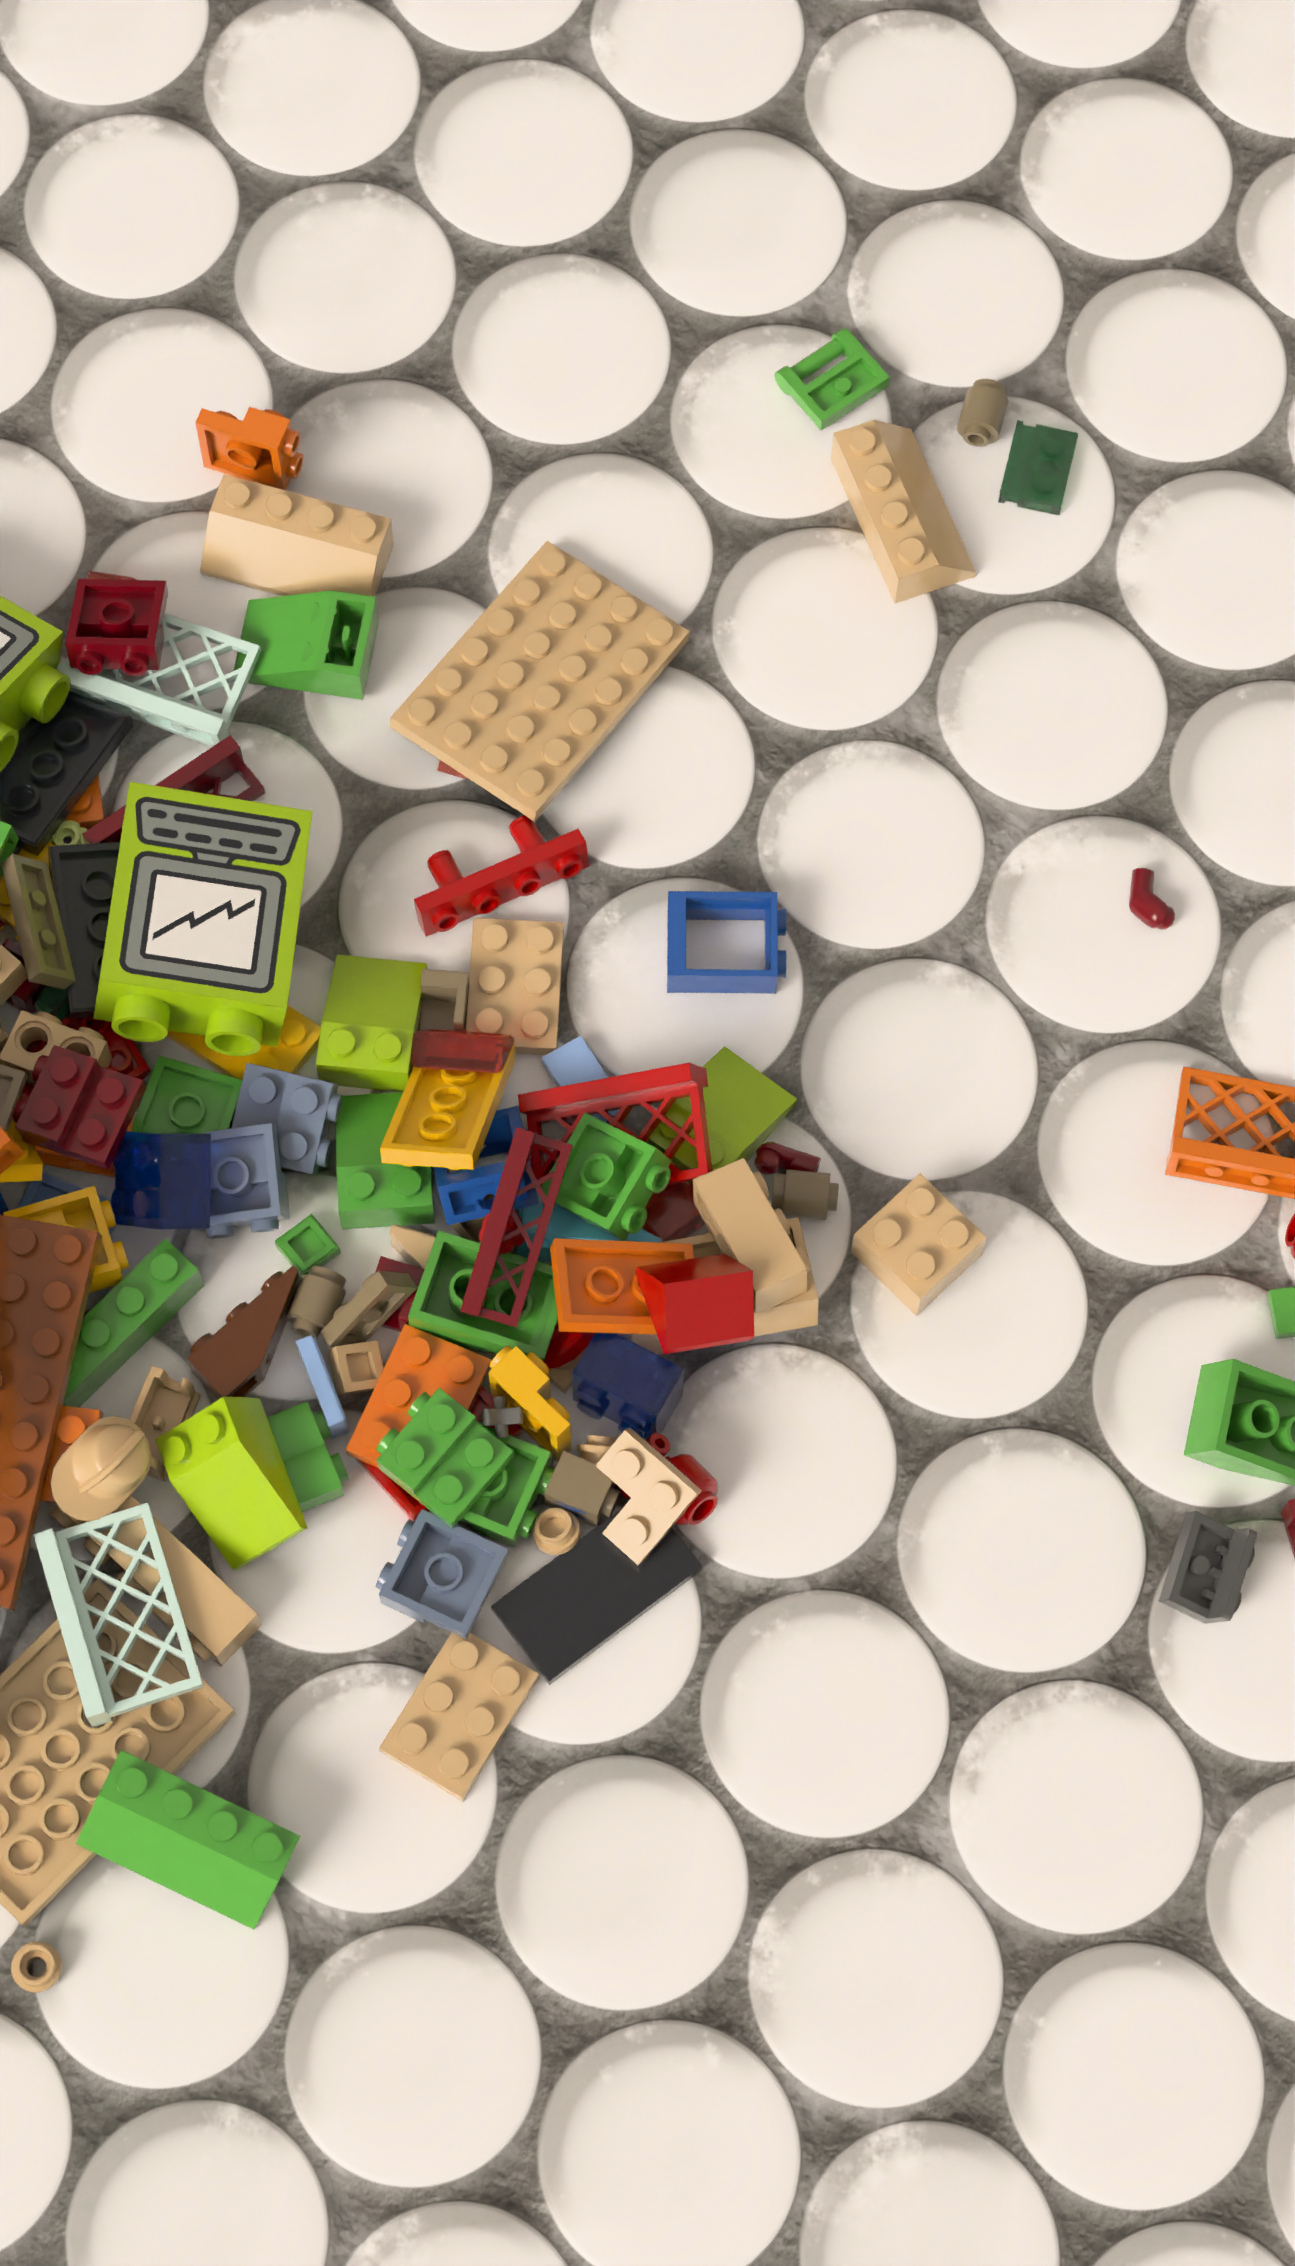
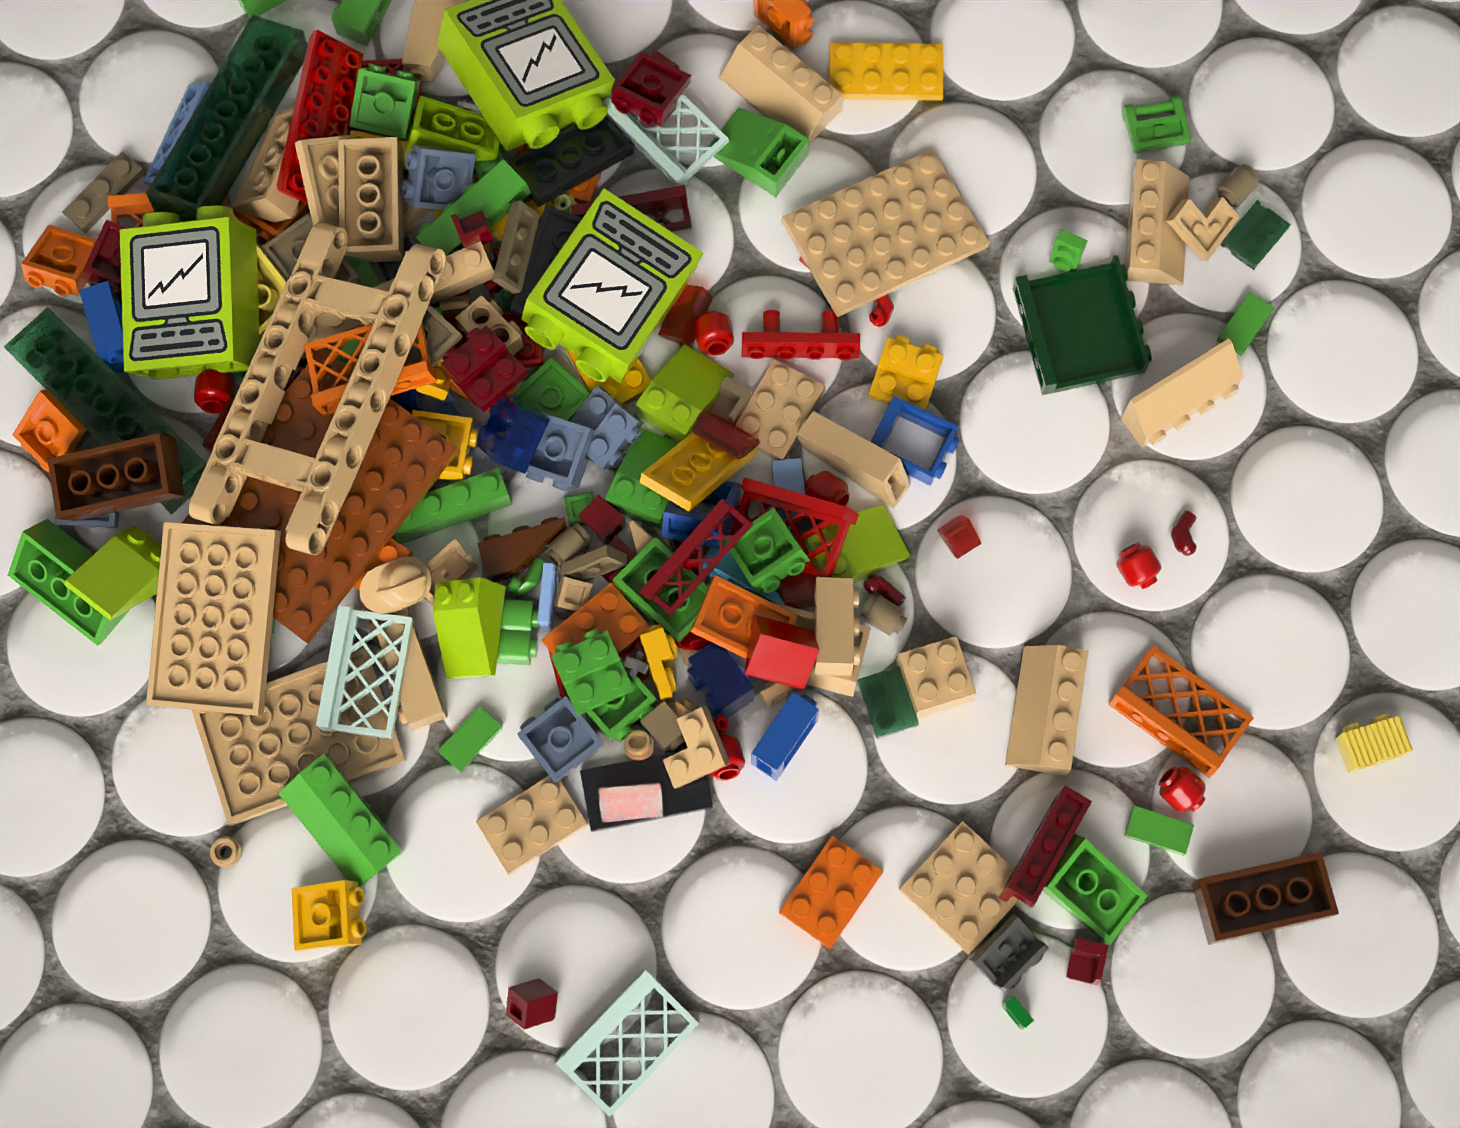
camera: 30 degrees right, 5 degrees up
(233, 1982) = (327, 915): none -> yellow plate
(286, 1376) = (530, 581): none -> bright green arm
(312, 1638) = (470, 739): none -> bright green tile
(322, 915) = (682, 316): none -> clear red slope
(348, 1244) = (603, 520): none -> dark red panel
(373, 919) = (714, 333): none -> red head
(430, 462) = (887, 70): none -> yellow plate
(587, 1613) = (631, 802): none -> clear red slope
(588, 1961) = (531, 1003): none -> dark red panel
(589, 788) = (882, 311): none -> red arm
(638, 1054) = (828, 488): none -> red head
(656, 1000) = (855, 458): none -> tan slope
(665, 854) = (906, 372): none -> yellow plate
(707, 1934) = (606, 1022): none -> light aqua fence
(709, 1367) = (774, 693): none -> tan plate
(756, 1418) = (785, 735): none -> blue window
(804, 595) = (1067, 251): none -> bright green plate
(850, 1042) = (959, 536): none -> clear red slope
(870, 1310) = (887, 702): none -> clear green plate
(871, 689) = (1081, 327): none -> dark green panel
(924, 1605) = (831, 892): none -> orange plate
(968, 490) = (1203, 231): none -> tan plate
(1055, 716) = (1183, 394): none -> tan slope
(1085, 589) = (1246, 322): none -> bright green tile
(1089, 1216) = (1047, 709): none -> tan slope
(1102, 1510) = (962, 887): none -> tan plate
(1111, 969) = (1138, 565): none -> red head
(1185, 1398) = (1046, 847): none -> dark red fence
(1259, 1641) = (1017, 1013): none -> green tile

